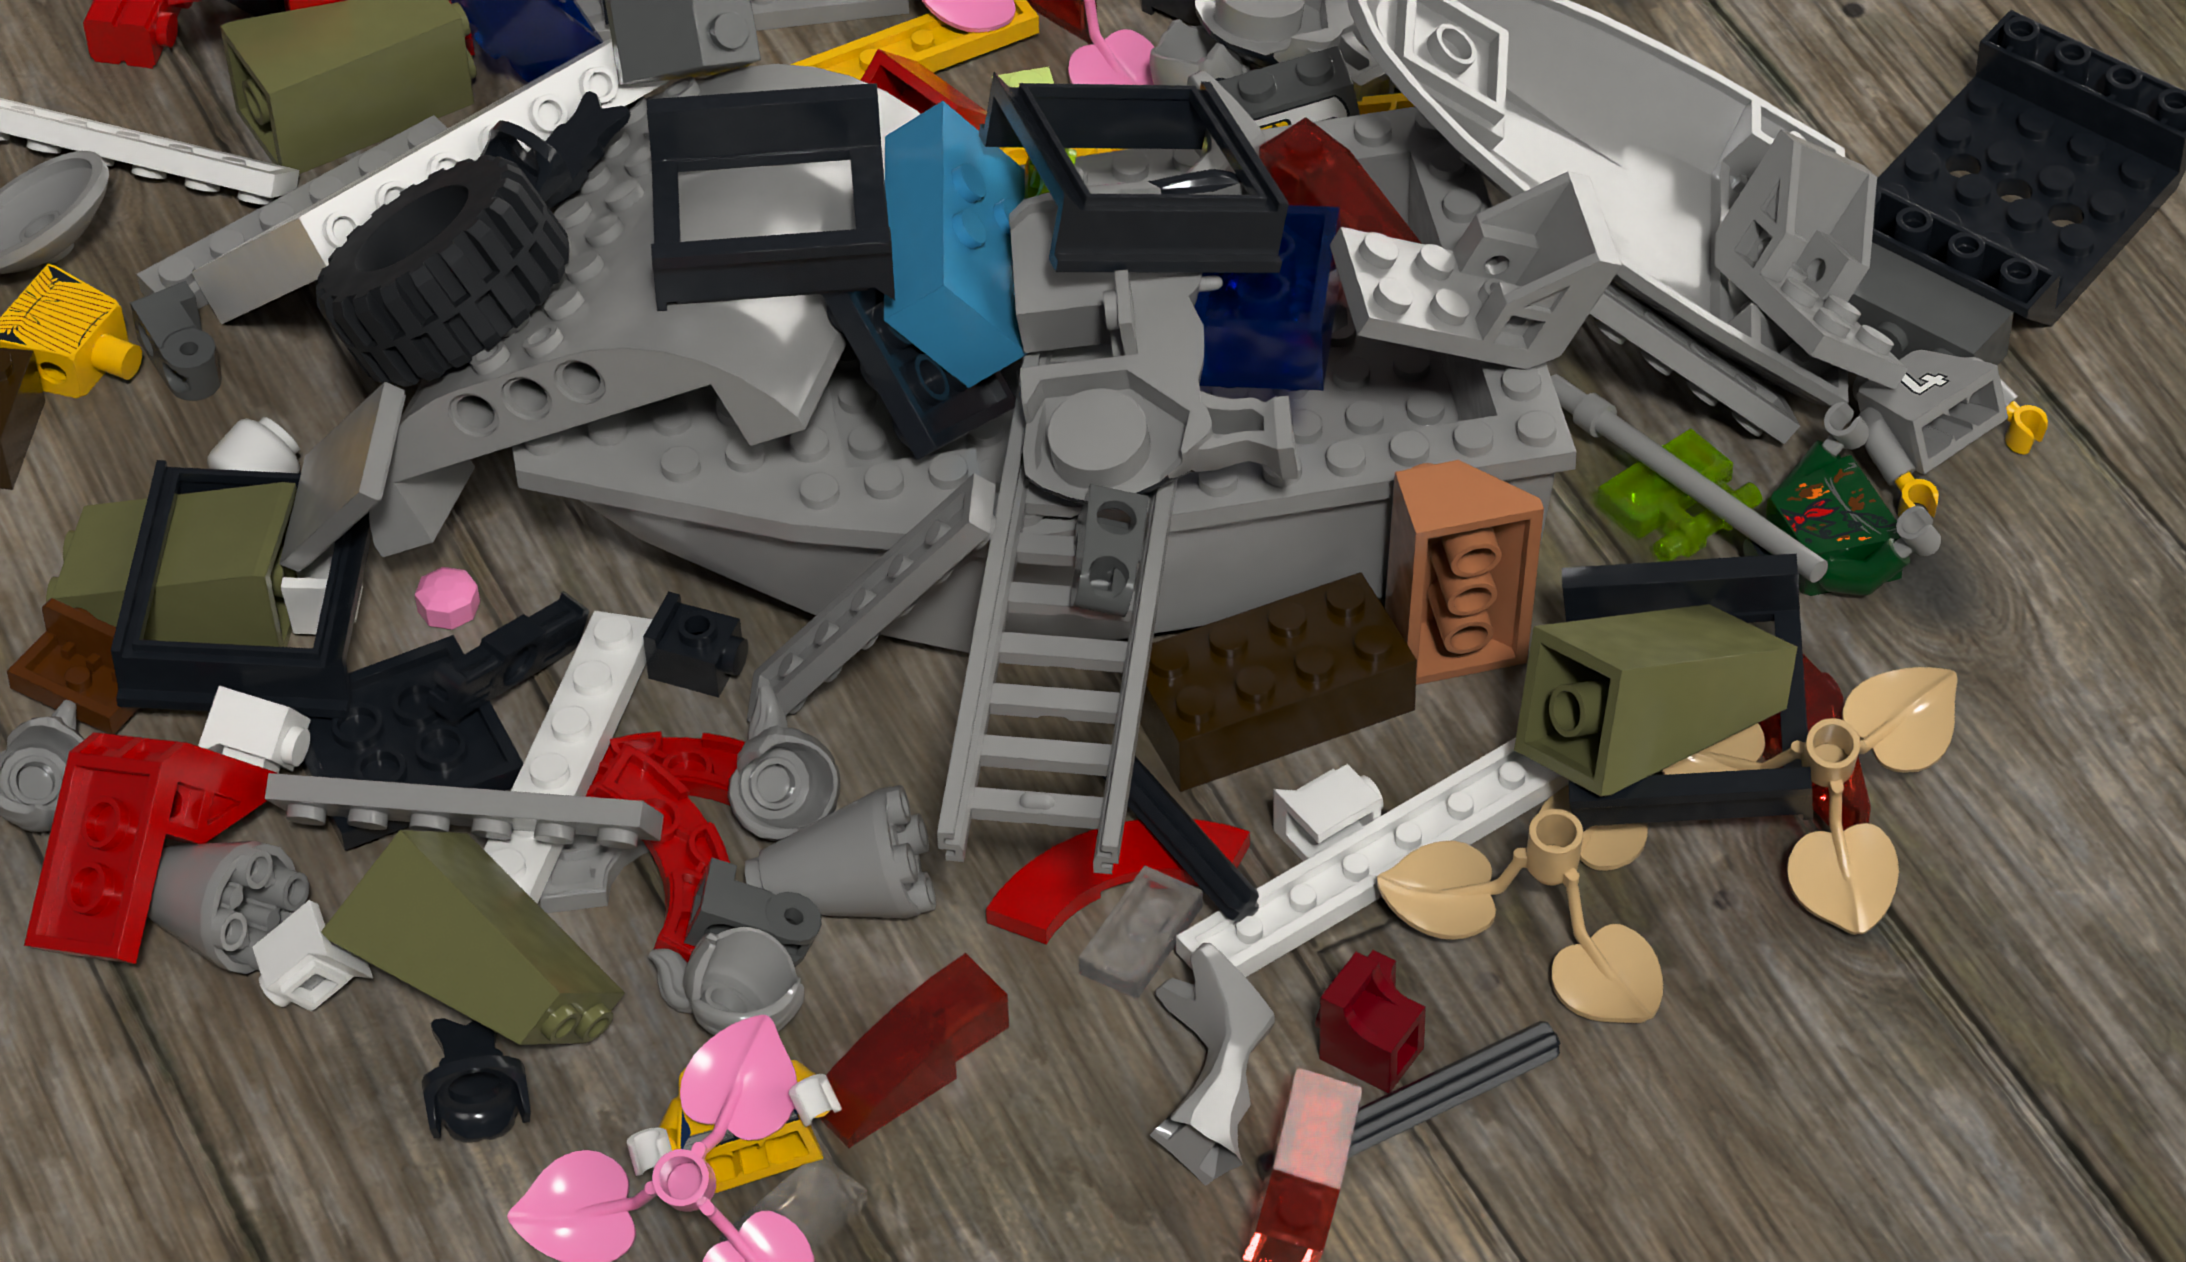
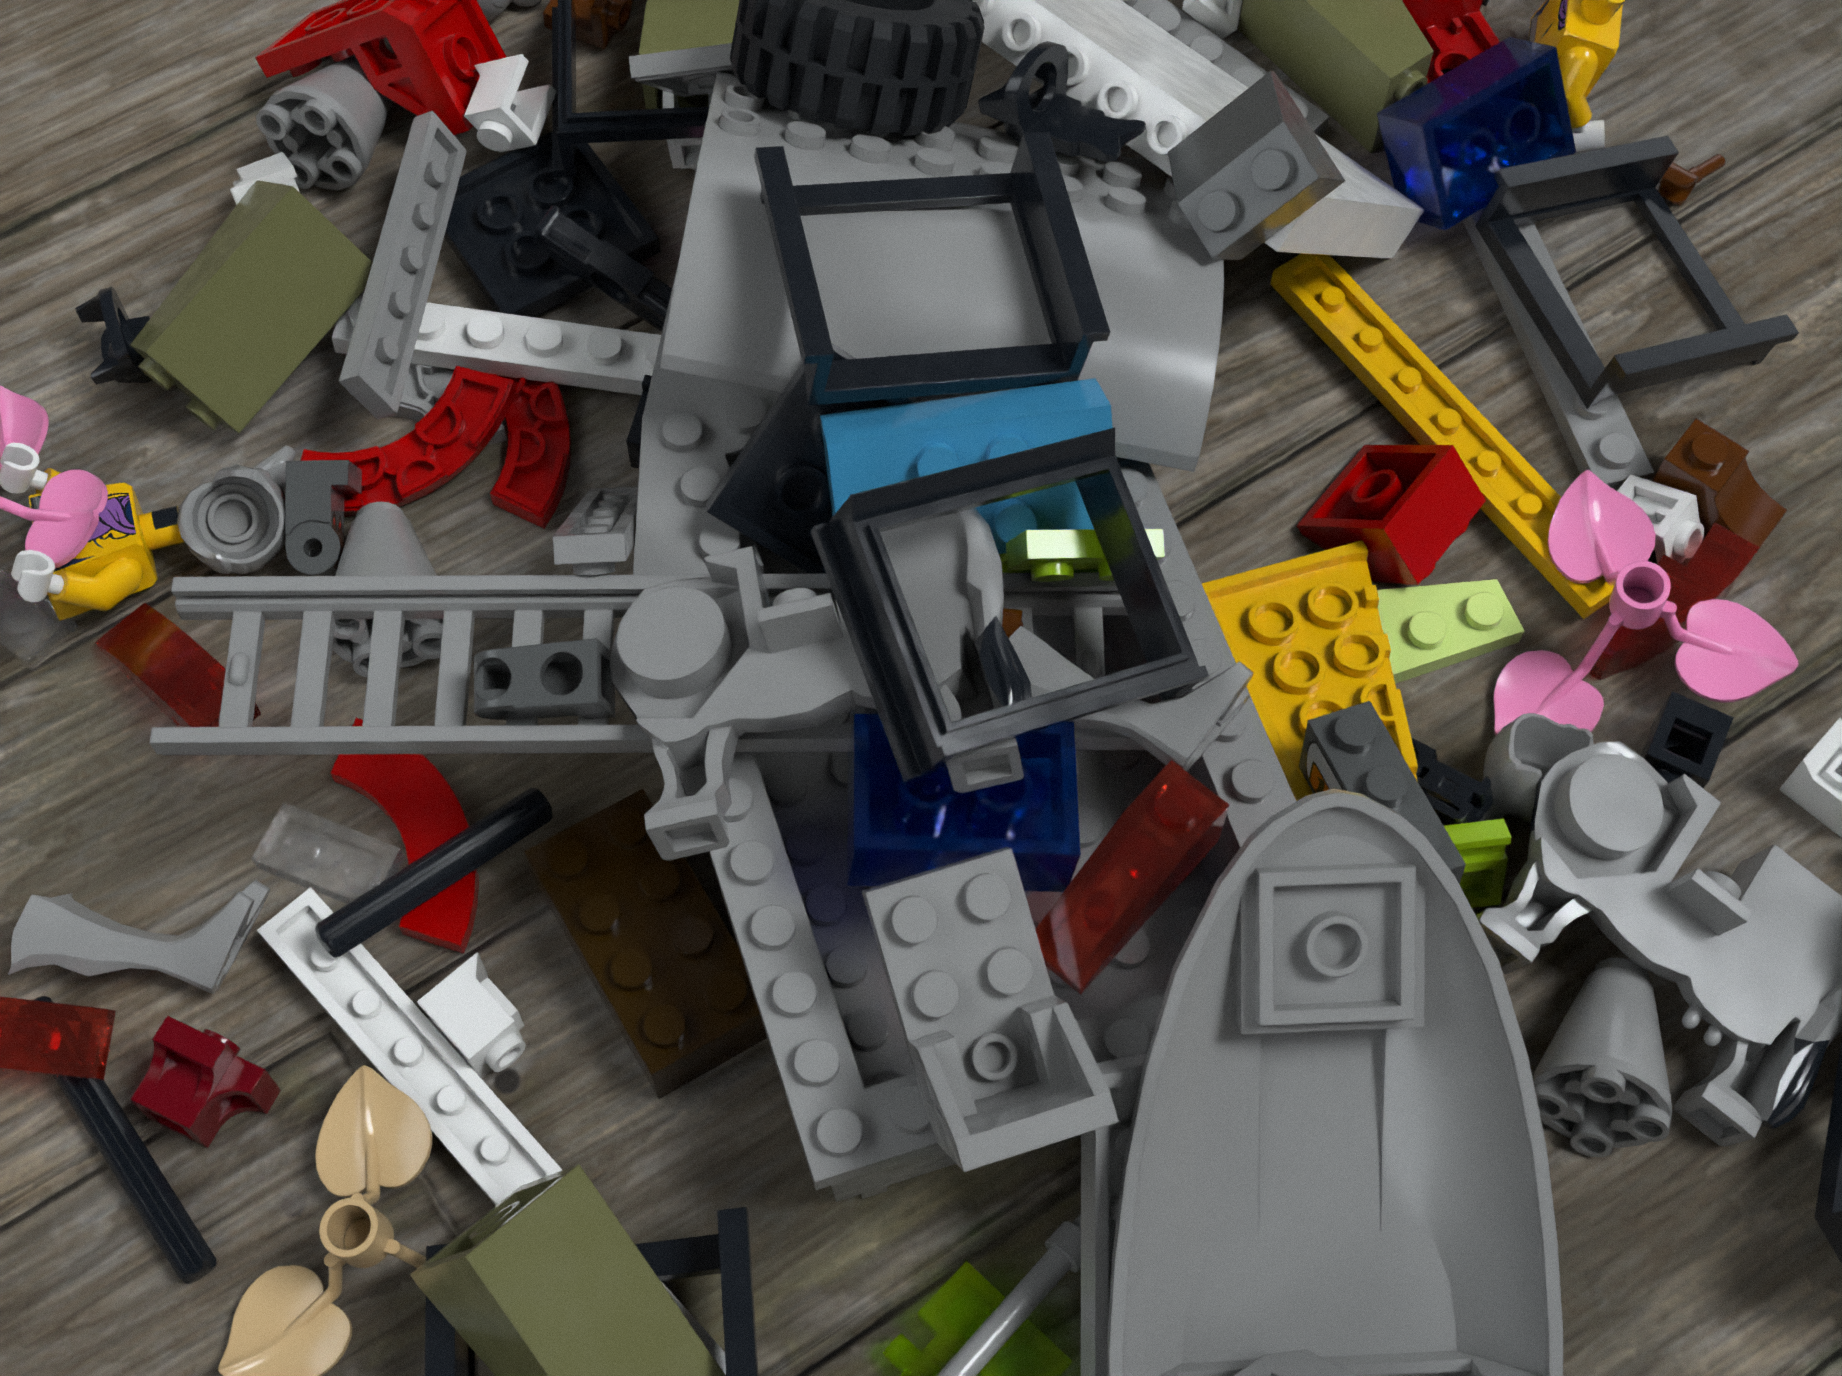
camera: 80 degrees right, 15 degrees up
(781, 775) = (490, 518): light grey hair -> none
(1462, 569) = (719, 1080): nougat slope -> none

